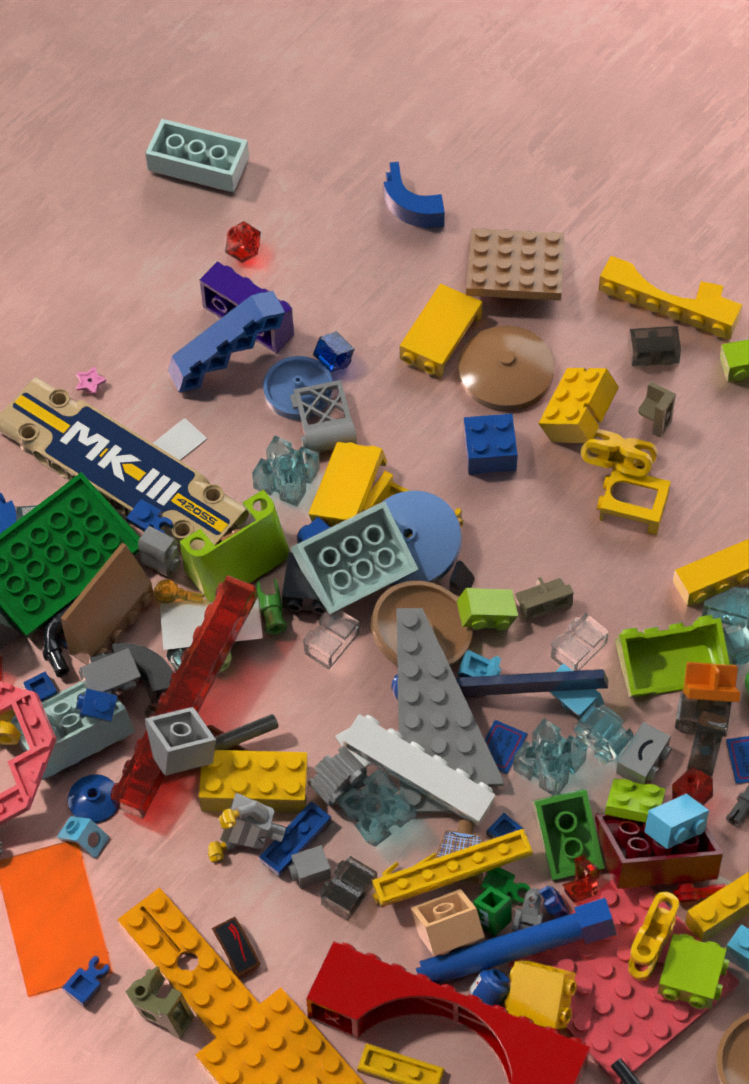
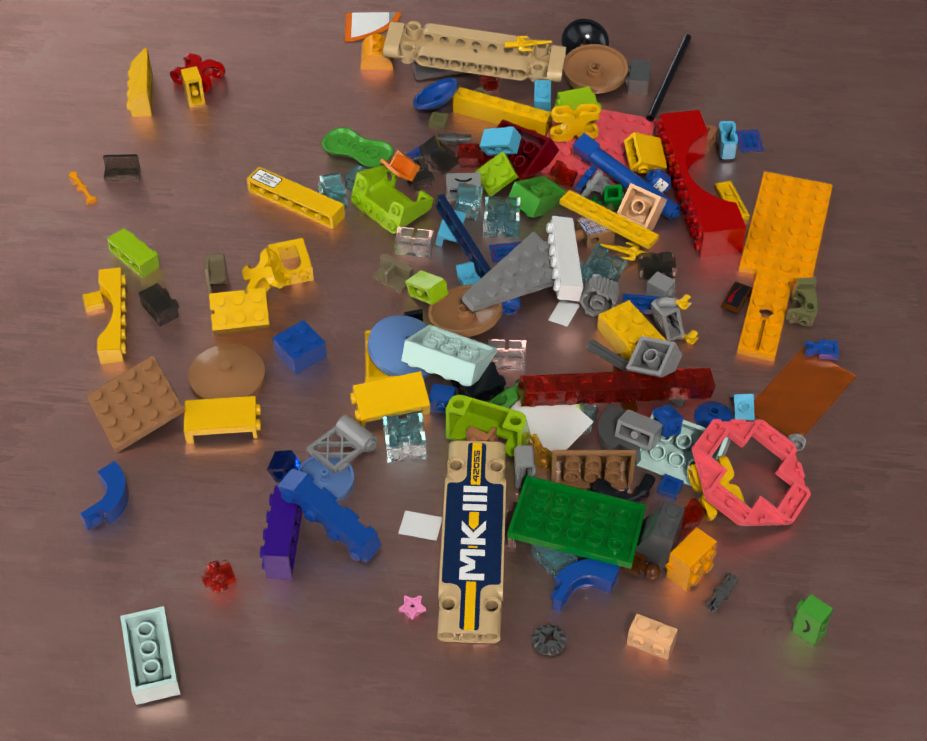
camera: 125 degrees left, 10 degrees down
(148, 515) = (506, 485): blue plate -> none

